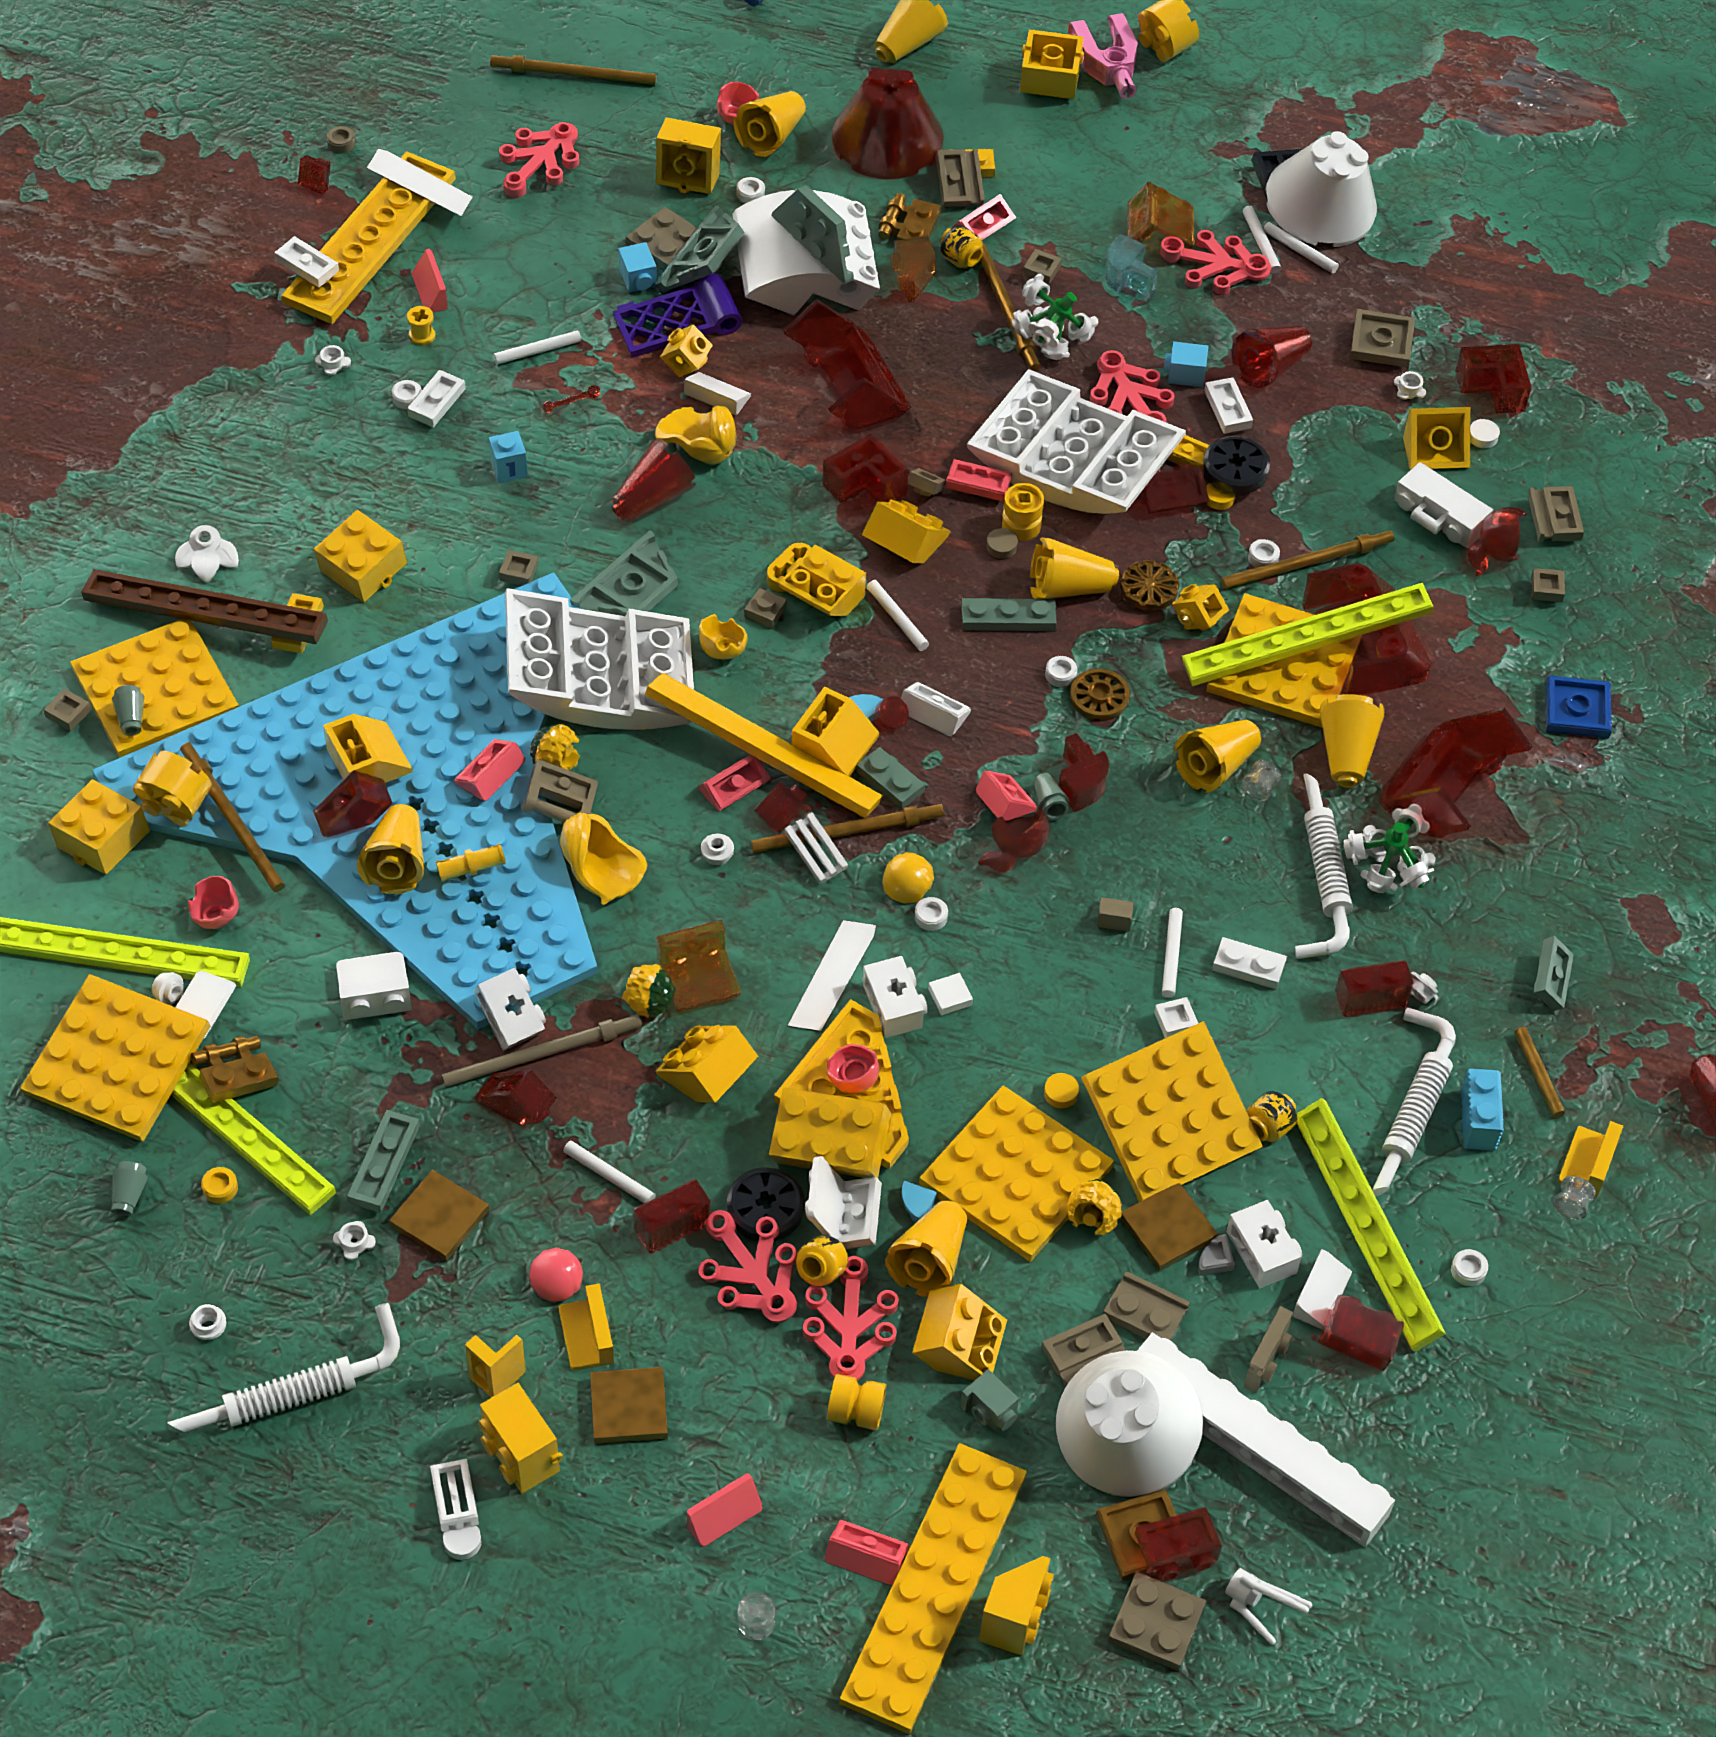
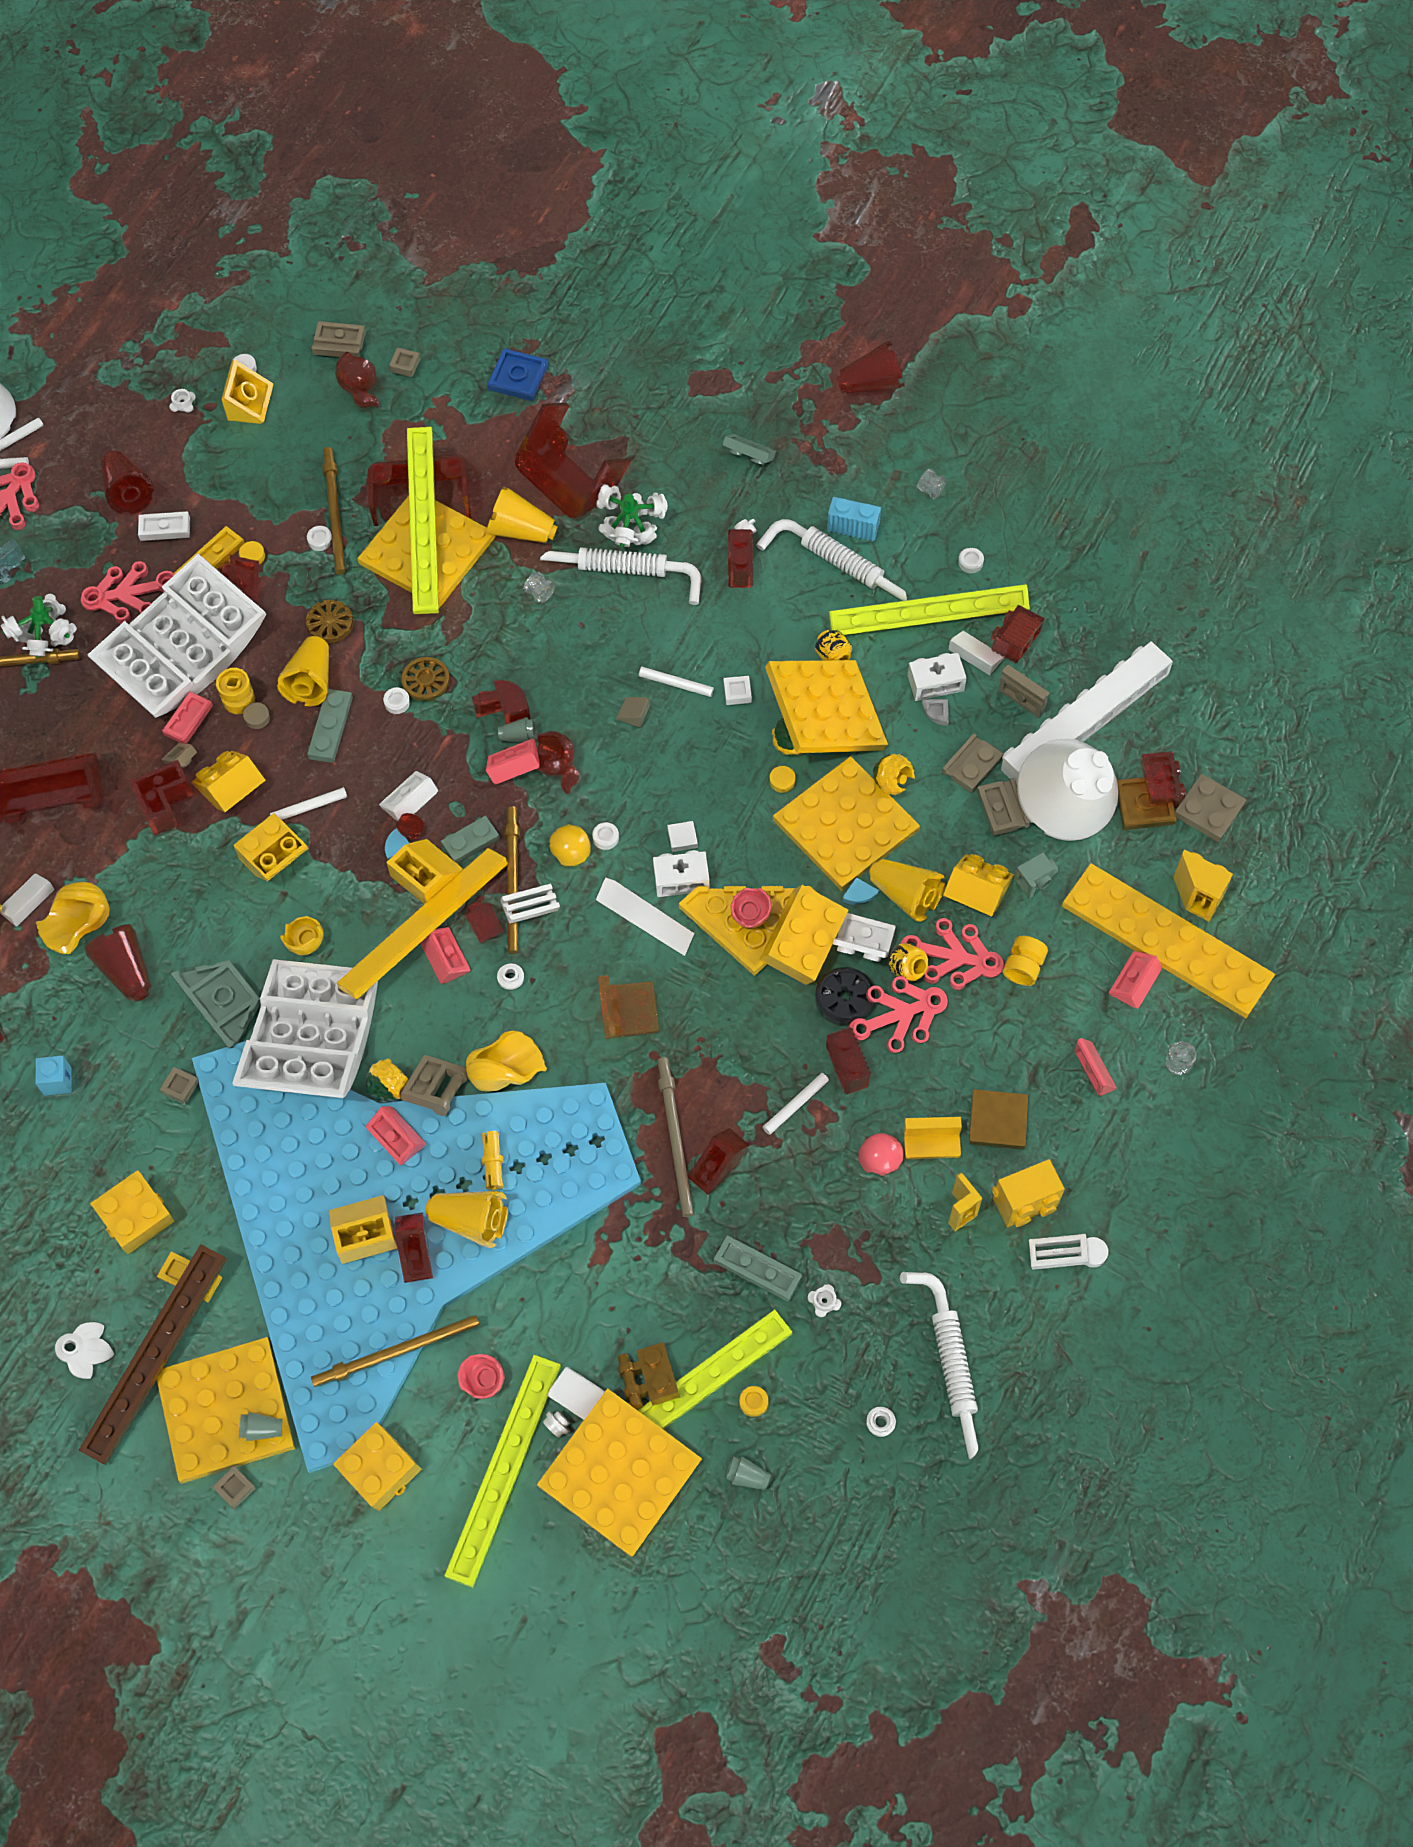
camera: 75 degrees left, 10 degrees up
(171, 787) = (364, 1393): yellow brick -> none
(373, 985) = (588, 1256): white bracket -> none
(439, 1215) = (812, 1233): pearl gold tile -> none
(509, 1026) = (641, 1150): white brick -> none
(649, 990) = (642, 1045): piece -> none
(707, 1062) = (714, 1015): yellow slope -> none
(765, 608) = (273, 901): dark tan plate -> none
(784, 564) = (241, 871): yellow beam -> none
(1168, 1226) = (909, 733): pearl gold tile -> none
(1186, 364) = (113, 543): medium azure brick -> none
(1200, 606) = (368, 588): yellow brick -> none
(1215, 753) = (511, 609): yellow cone -> none
(1225, 476) = (226, 520): black wheel -> none
(1248, 1589) = (1196, 747): white plant -> none
(1249, 963) = (696, 634): white plate -> none
(1382, 338) = (128, 406): dark tan plate -> none
(1441, 505) = (311, 408): white piece -> none
(1497, 371) = (197, 335): clear red brick -> none
(1539, 1072) = (824, 479): pearl gold bar -> none
(1591, 1155) = (900, 465): yellow panel -> none

